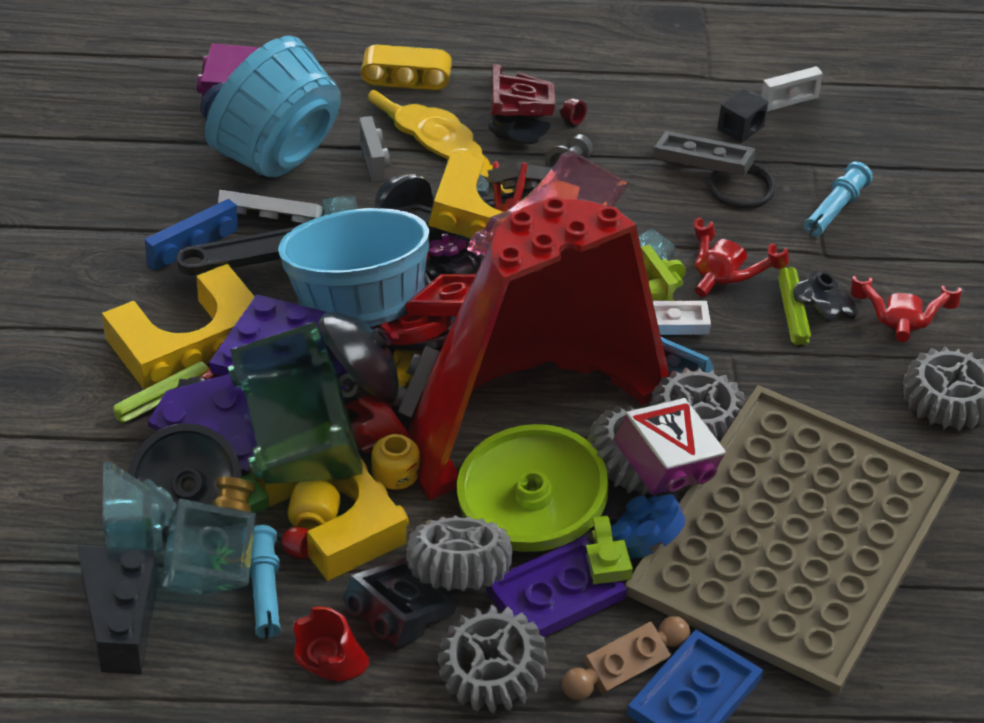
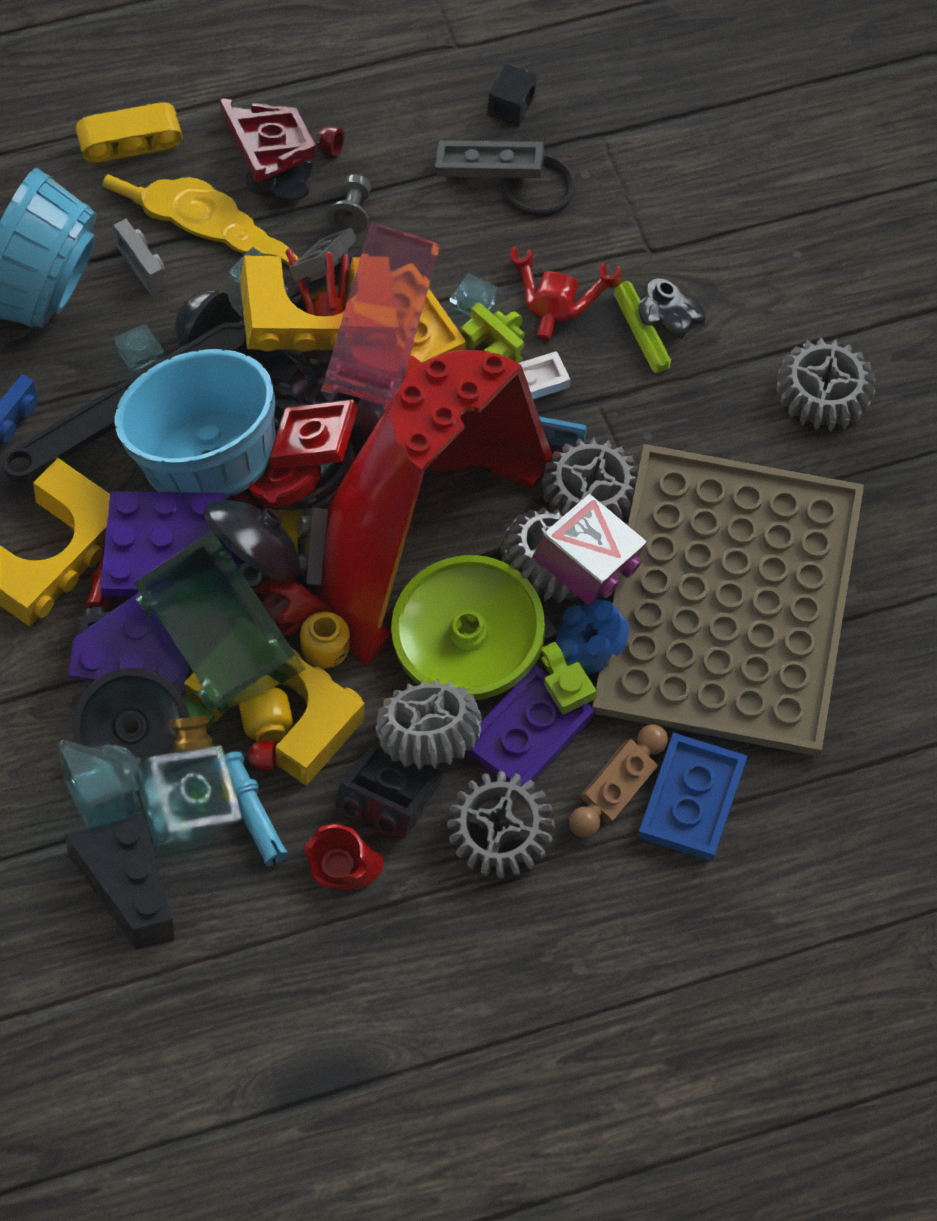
camera: 20 degrees left, 15 degrees up
(150, 397) = (53, 628): lime axle -> none
(272, 207) = (64, 364): white plate -> none
(448, 246) = (275, 362): magenta plant -> none
(792, 88) = (550, 42): white plate -> none
(844, 191) = (648, 165): medium azure pin -> none
(904, 310) = (752, 301): red piece -> none

